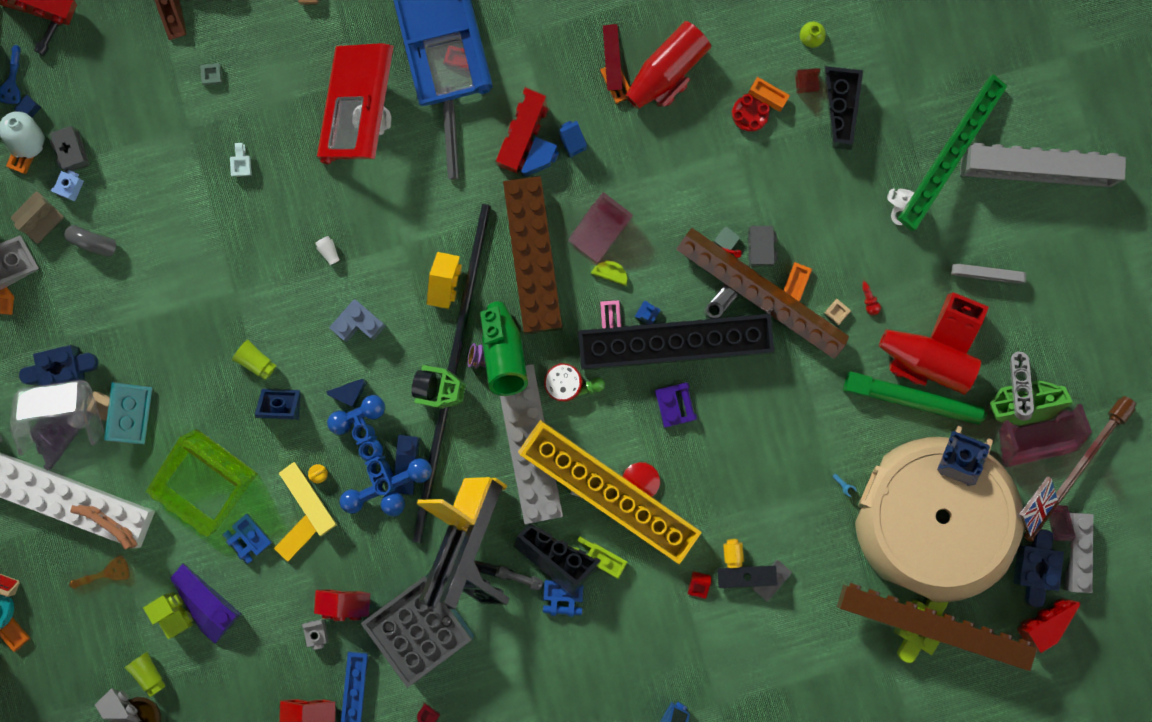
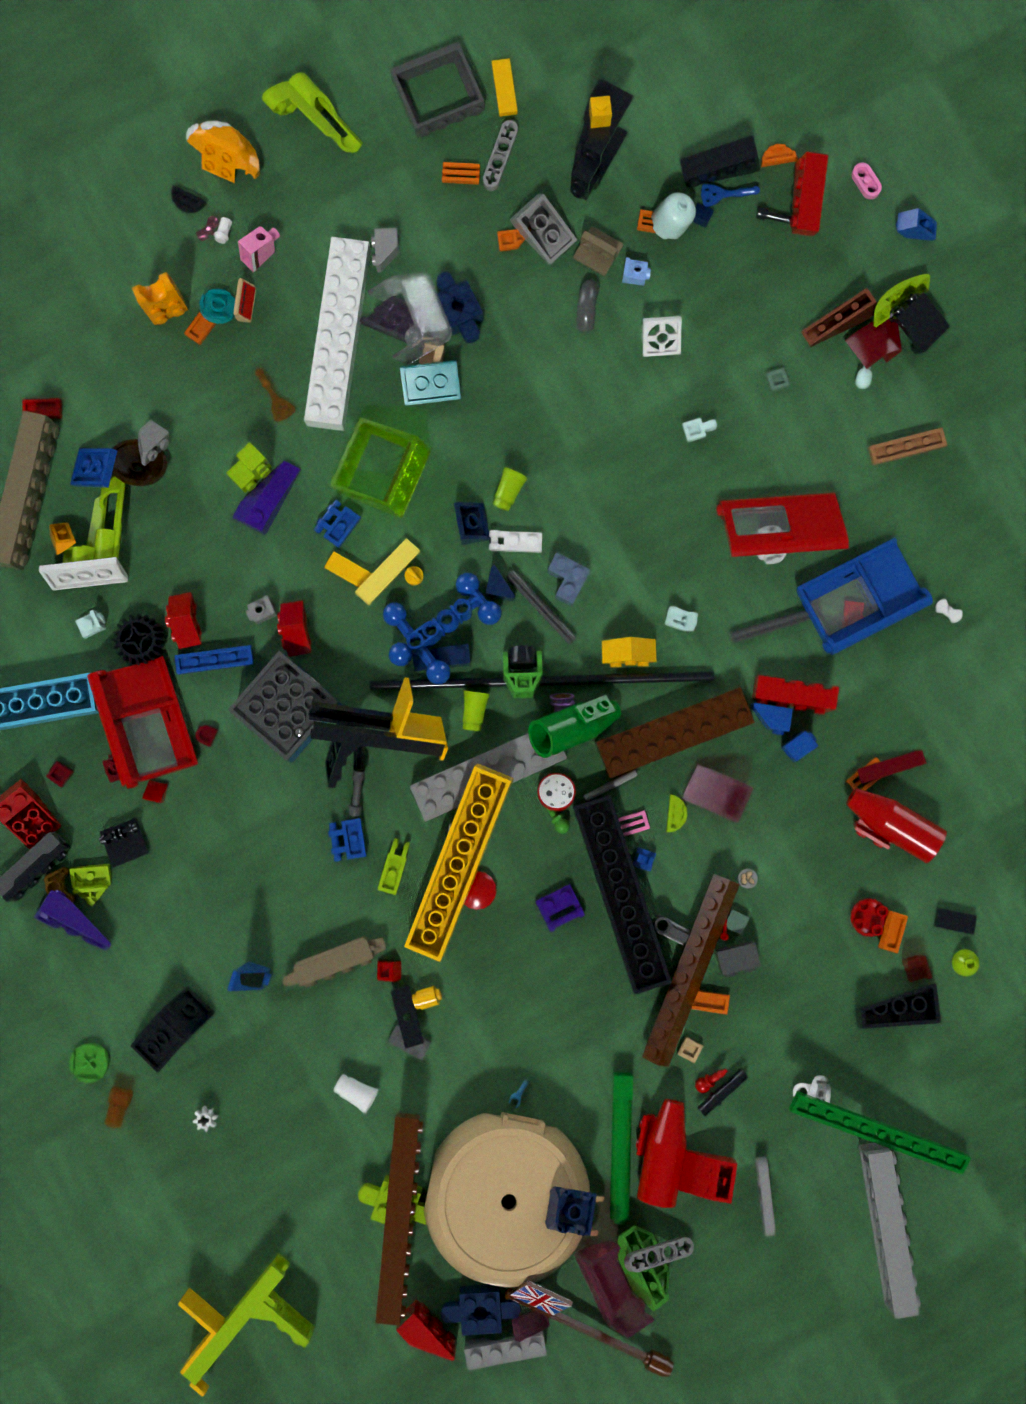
camera: 80 degrees right, 0 degrees up
(76, 156) = (666, 272): dark grey brick -> none
(122, 533) = (327, 375): nougat piece -> none
(123, 184) = (674, 348): none -> white piece
(146, 674) = (189, 460): lime plant -> none
(308, 365) = (516, 541): none -> white plate
(327, 249) = (633, 532): white cone -> none
(379, 355) = (541, 607): none -> dark grey axle
(423, 222) = (681, 619): none -> light aqua bracket
(464, 444) = (474, 710): none -> lime plant
(554, 557) = (383, 824): black wedge -> none
(569, 329) = (610, 785): none -> light grey bar
(677, 636) = (334, 960): none -> dark tan hinge
(687, 219) = (747, 878): none -> tile
(771, 34) = (955, 921): none -> black tile
(809, 643) = (356, 1092): none -> white plant
(882, 287) = (722, 1092): none -> black pin

